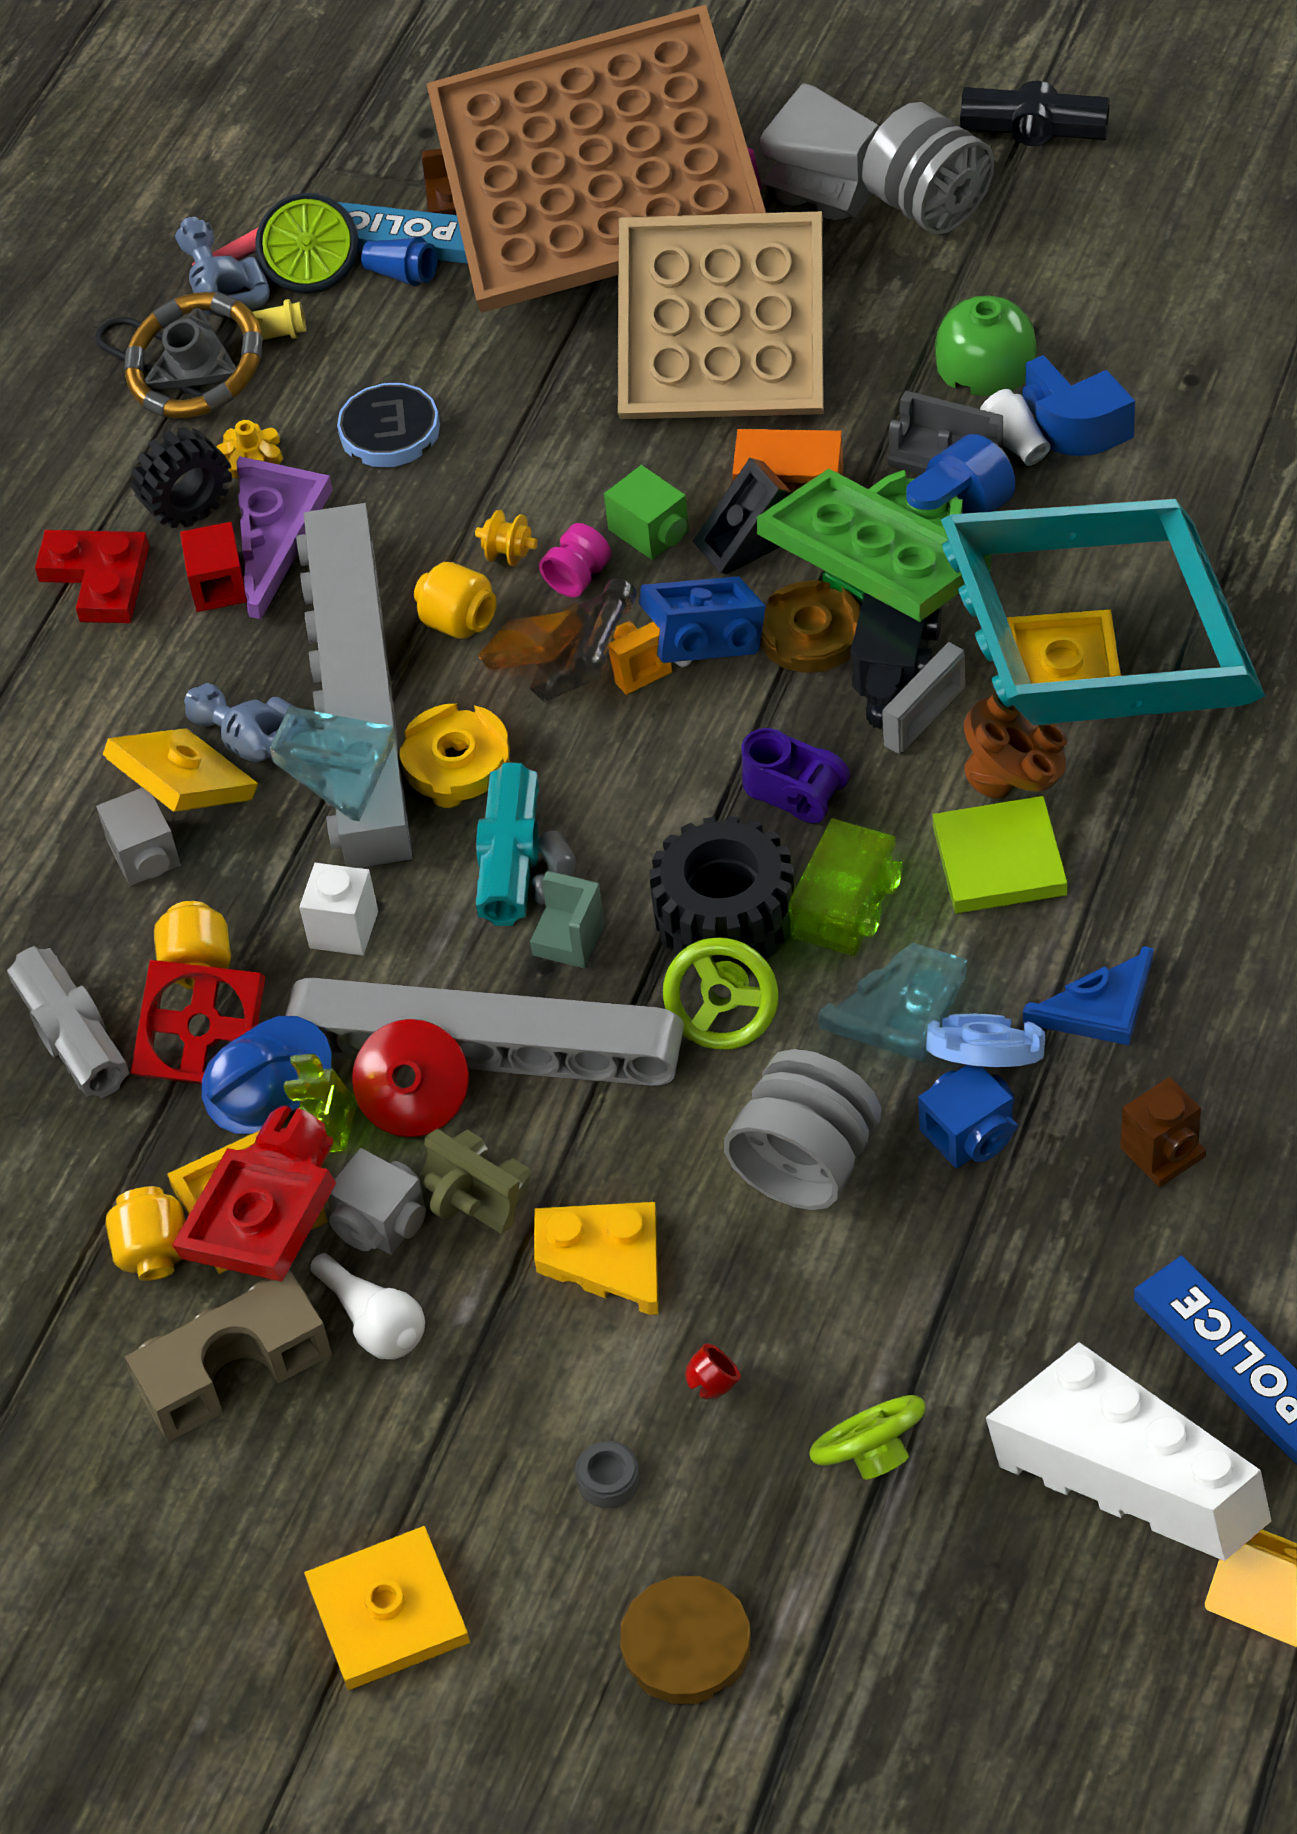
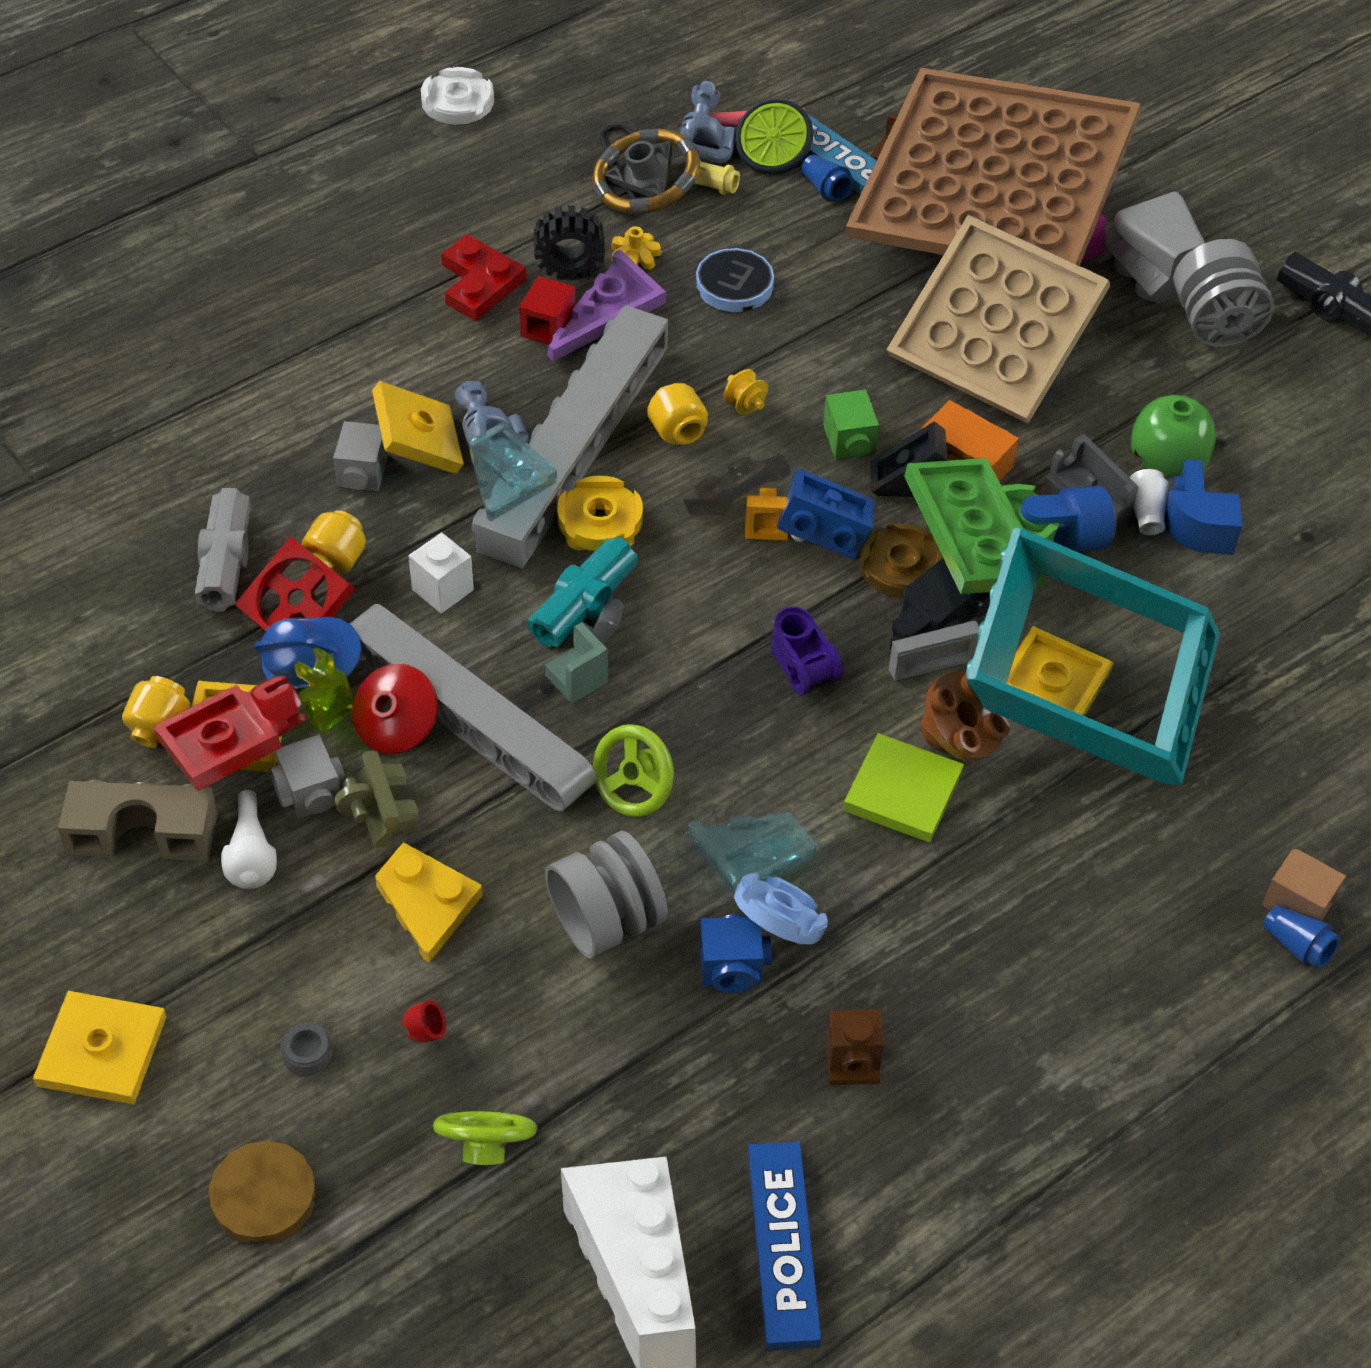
camera: 25 degrees right, 0 degrees up
(531, 640) = (703, 466): clear orange tile -> none
(579, 555) = (779, 430): dark pink wheel -> none
(719, 858) = (694, 676): black tyre -> none
(844, 887) = (775, 747): clear neon green brick -> none
(1099, 1004) = (890, 931): blue tile -> none

